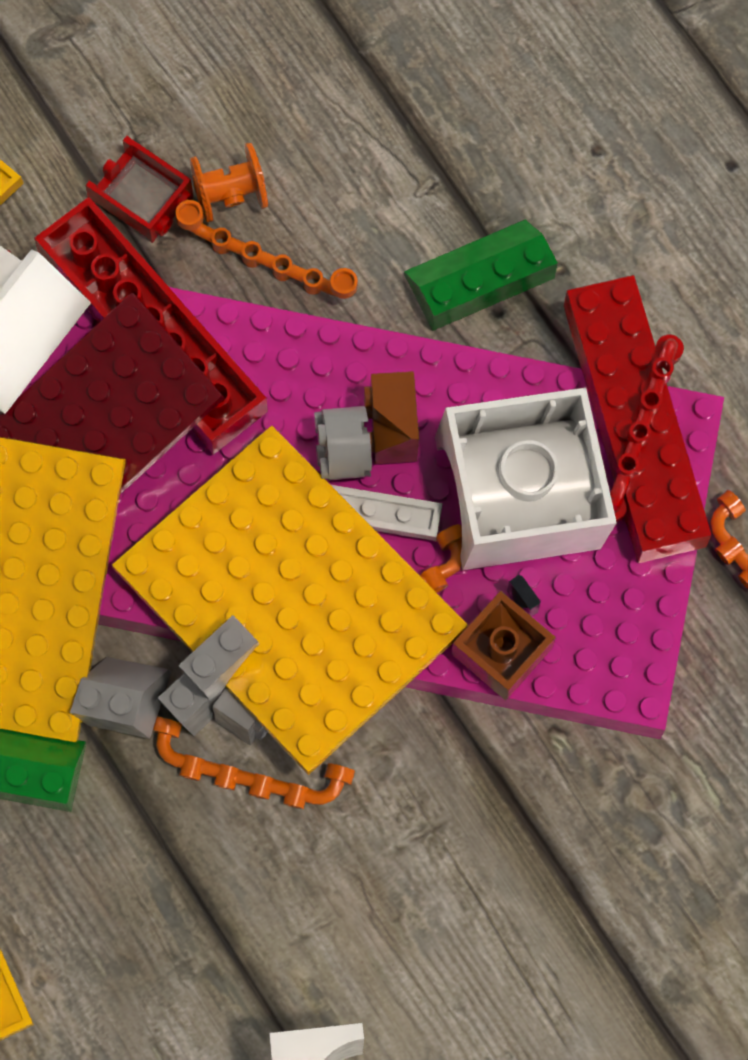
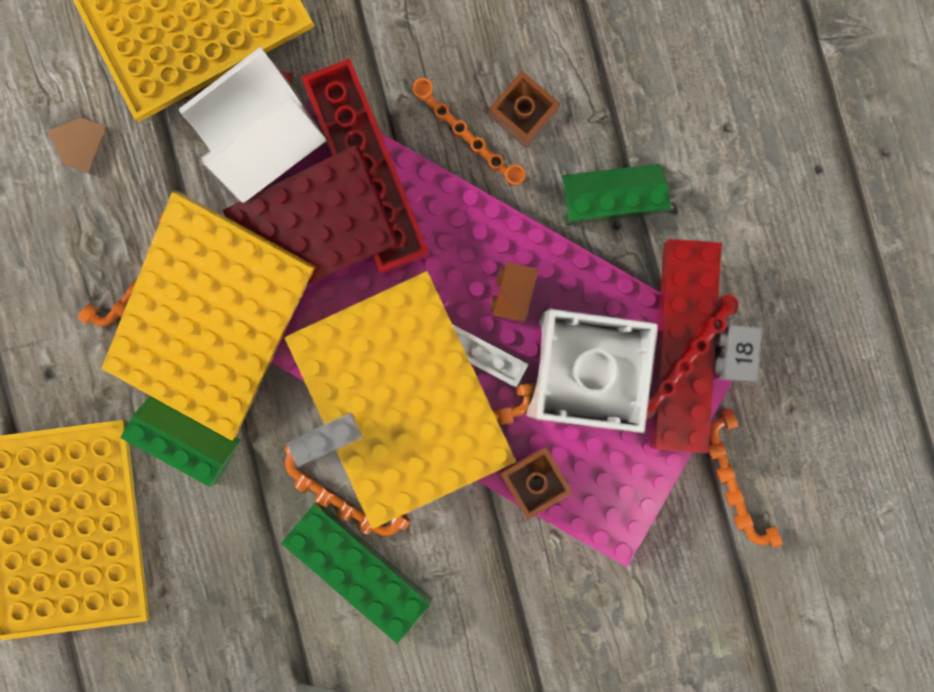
camera: 20 degrees right, 15 degrees up
(121, 696) = (270, 421): light grey slope -> none
(141, 190) = (397, 57): window -> none
(229, 188) = (458, 77): orange hose -> none
(303, 859) = (357, 571): none -> green brick
(327, 203) = (523, 109): none -> dark orange slope
(343, 443) = (472, 300): light grey brick -> none
(523, 595) = (561, 449): black tile -> none
(702, 404) = (737, 354): none -> light grey brick

